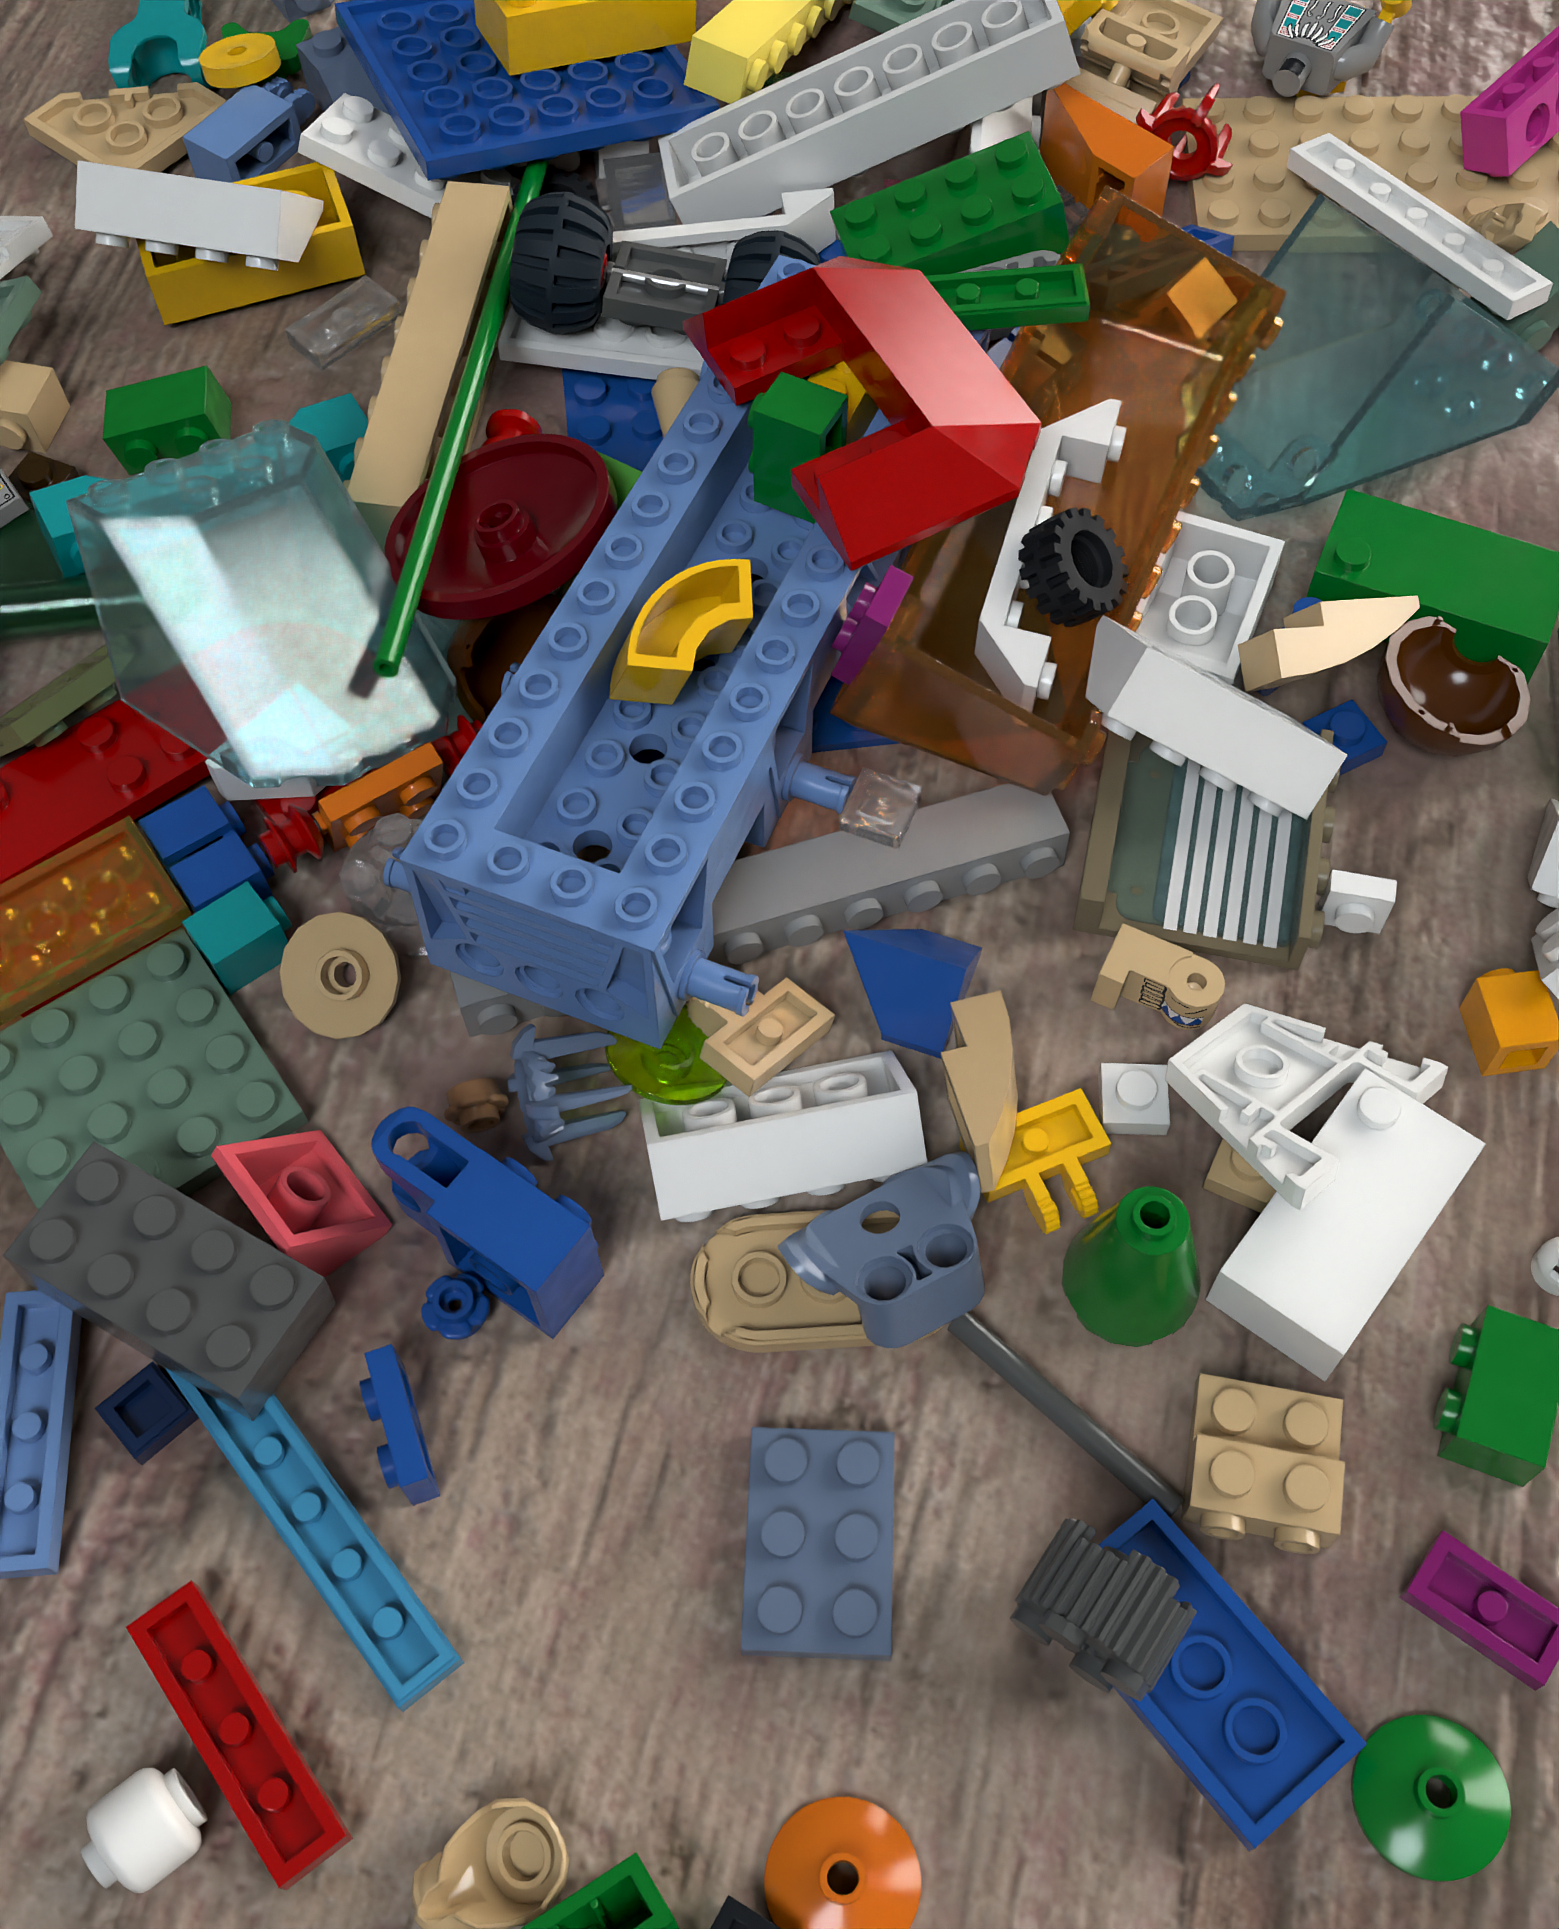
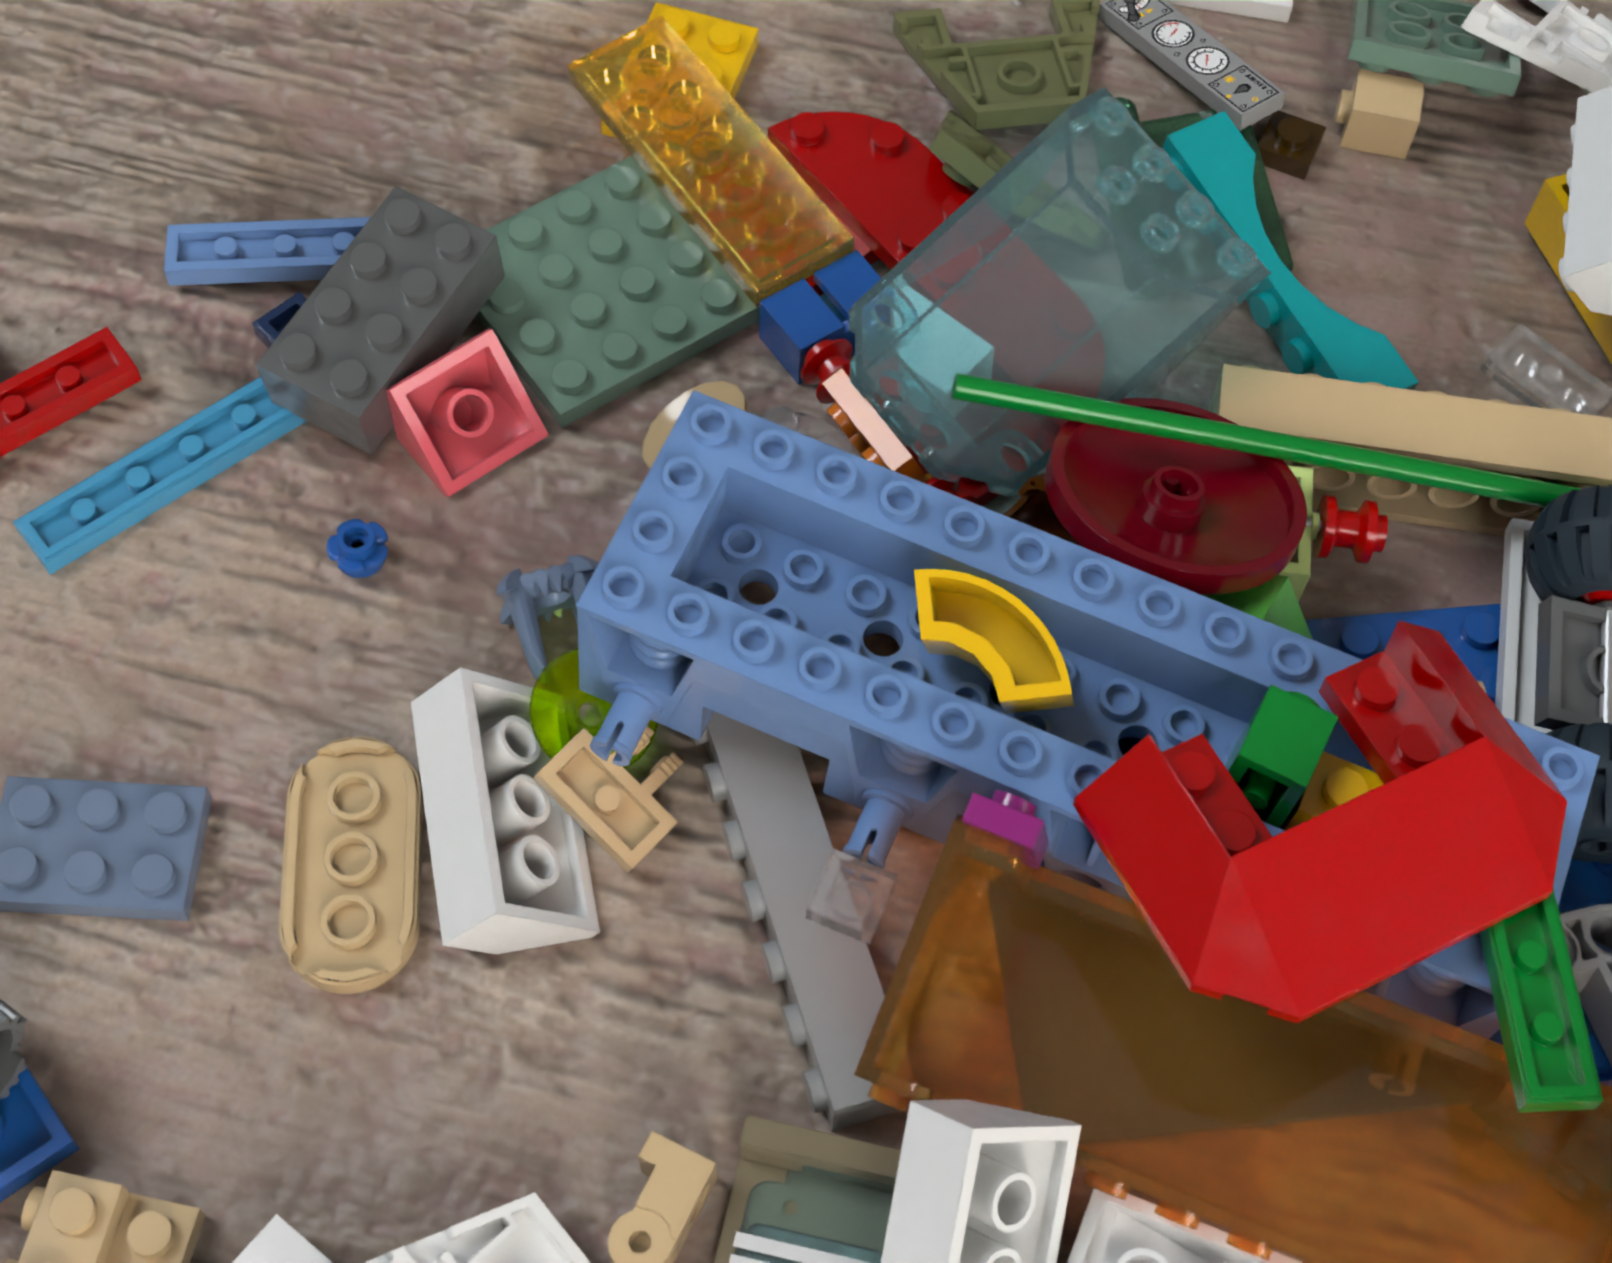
camera: 85 degrees right, 0 degrees up
(165, 417) = (1369, 231): green brick -> none
(239, 936) = (743, 347): teal brick -> none
(390, 1398) = (246, 506): blue plate -> none
(475, 1105) = (553, 546): medium nougat plate -> none
(493, 1220) = (412, 553): blue brick -> none
(908, 1276) = (341, 845): sand blue piece -> none
(912, 981) = (676, 953): blue slope -> none
(983, 1083) = (520, 998): tan slope -> none
(1050, 1142) = (467, 1063): yellow hinge -> none
(1064, 1413) = (183, 1076): dark grey bar -> none
(1072, 448) = (1377, 1140): white slope -> none
(1073, 567) = (1162, 1144): black tyre -> none
(1133, 1099) = (520, 1168): white plate -> none
(1134, 1269) = (316, 1151): green cone -> none

